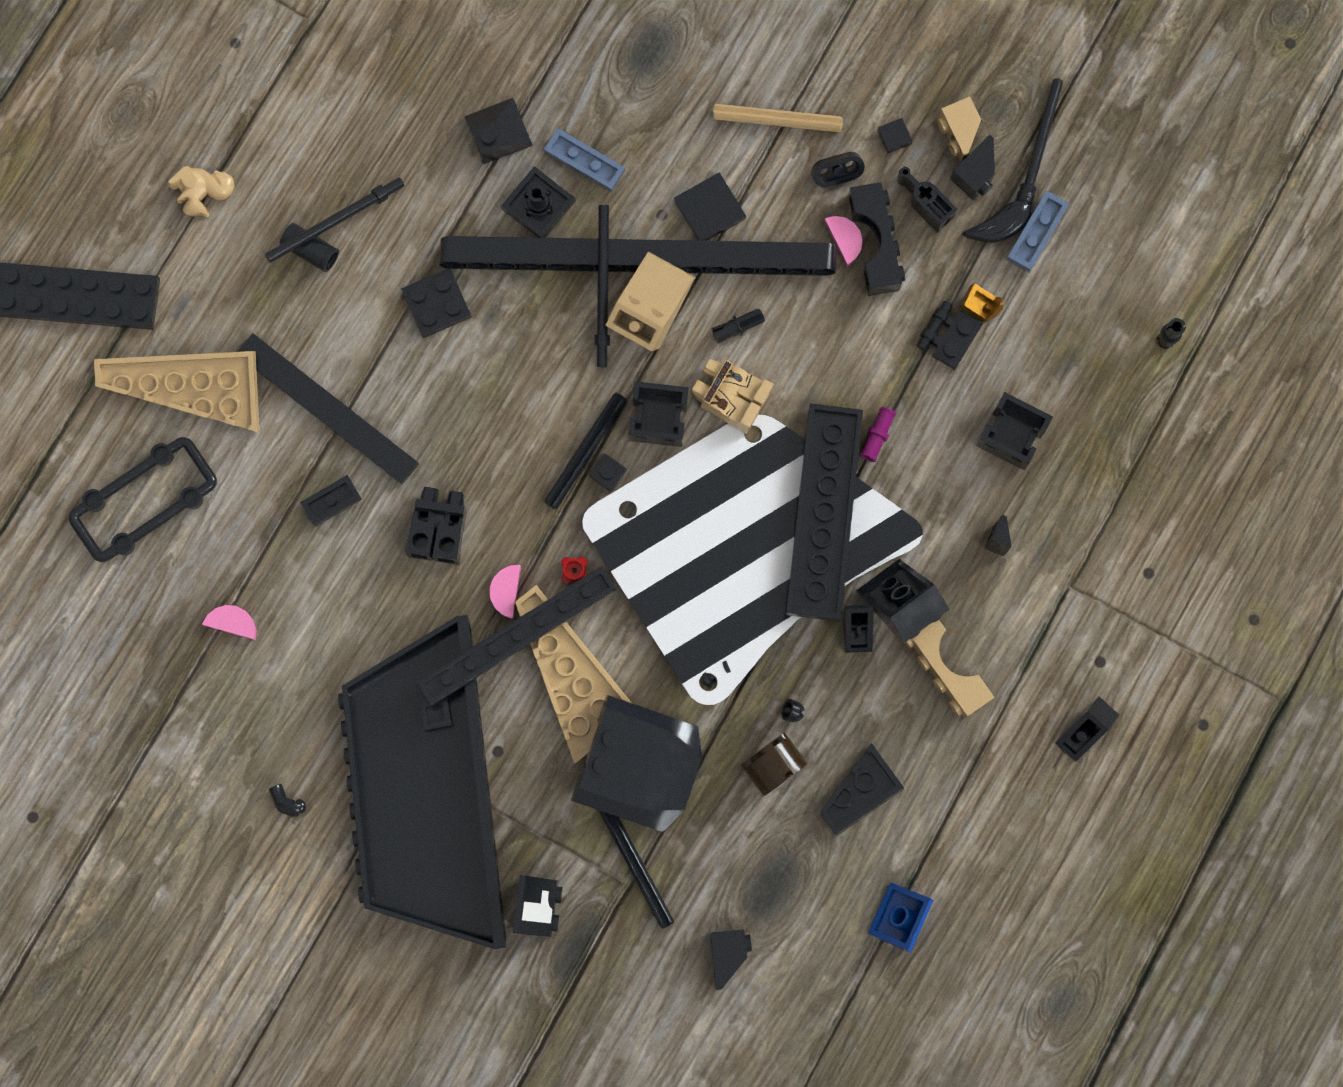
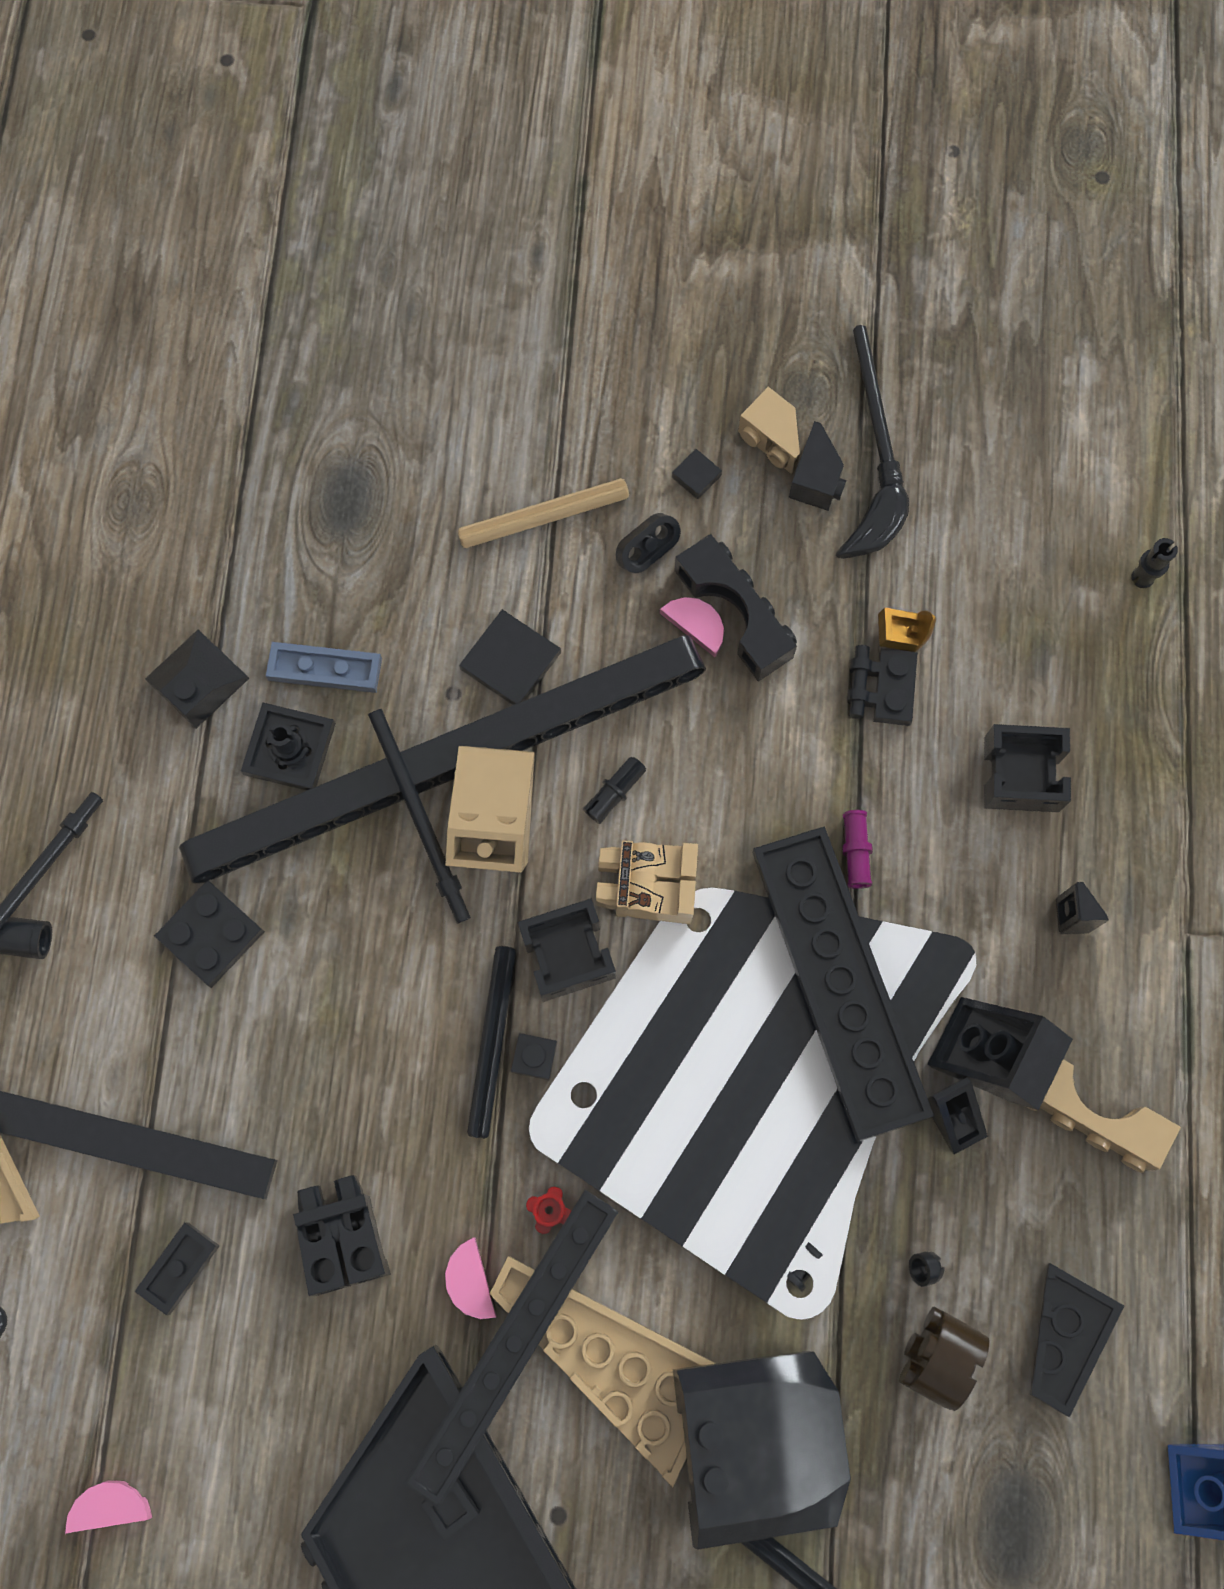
camera: 25 degrees left, 5 degrees down
(936, 209) = (789, 540): black piece -> none
(1037, 231) = (927, 513): sand blue plate -> none

